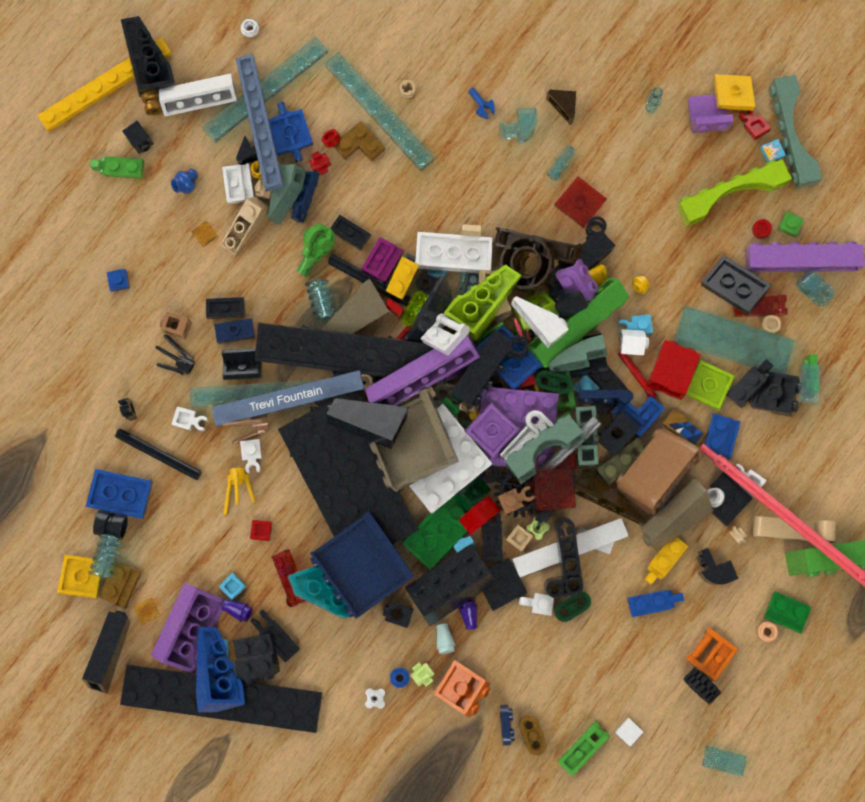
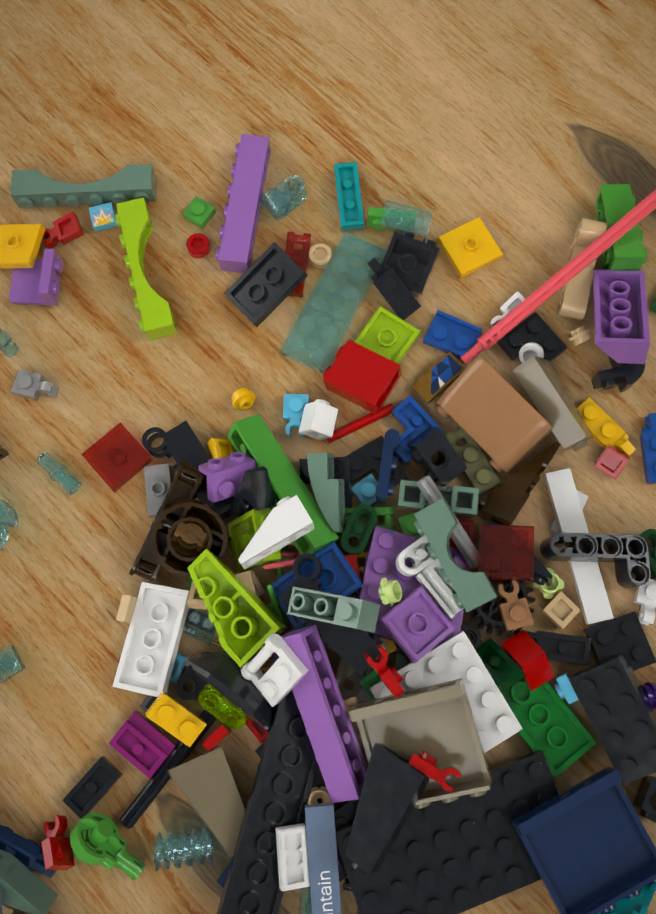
camera: 80 degrees left, 5 degrees down
(310, 216) = (56, 847): none -> red plate
(327, 368) = (292, 857): none -> white plate
(398, 444) = (427, 765): none -> red plate
(452, 411) = (389, 676): none -> red plate
(491, 367) = (334, 609): none -> sand green slope
(511, 407) = (390, 592): none -> yellowish green plate
(565, 234) = (157, 484): none -> light grey plate
(625, 128) = (31, 384): none -> light grey plate
(639, 567) = (611, 461): none -> tile
(757, 558) = (621, 315): none -> medium lavender slope
(800, 441) = (470, 247): none -> yellow plate
(827, 338) = (349, 196): none -> teal plate

